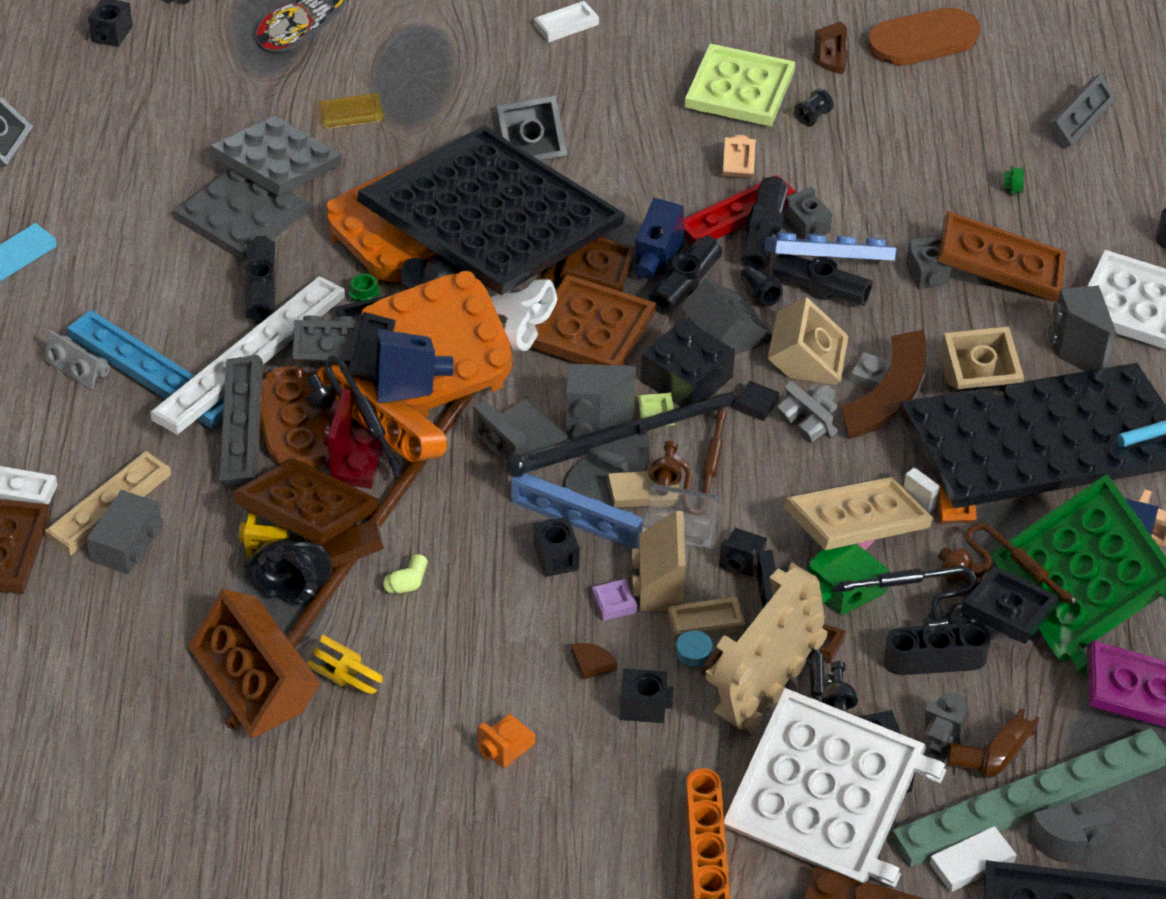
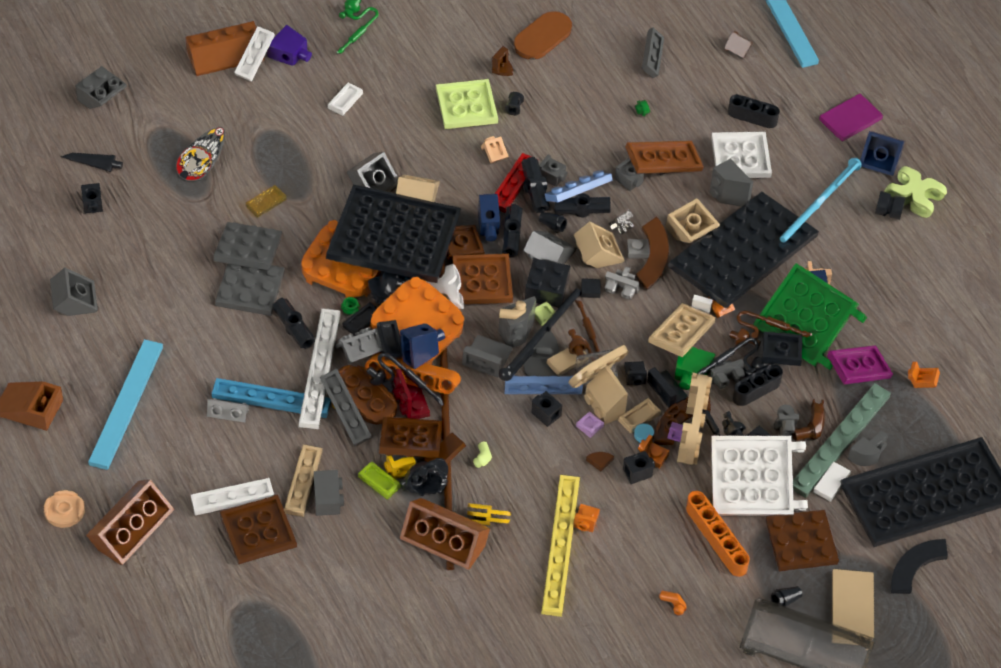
camera: 30 degrees left, 5 degrees up
(221, 548) = (379, 480): none -> lime tile
(430, 768) = (560, 546): none -> light yellow tile
(582, 166) = (417, 187): none -> tan slope
(582, 377) = (513, 313): none -> tan arm
(648, 506) = (591, 370): none -> tan tile
(689, 684) = (653, 450): none -> orange bracket
(871, 321) = (622, 220): none -> clear smoke tile
(894, 606) = (727, 370): none -> dark grey hips

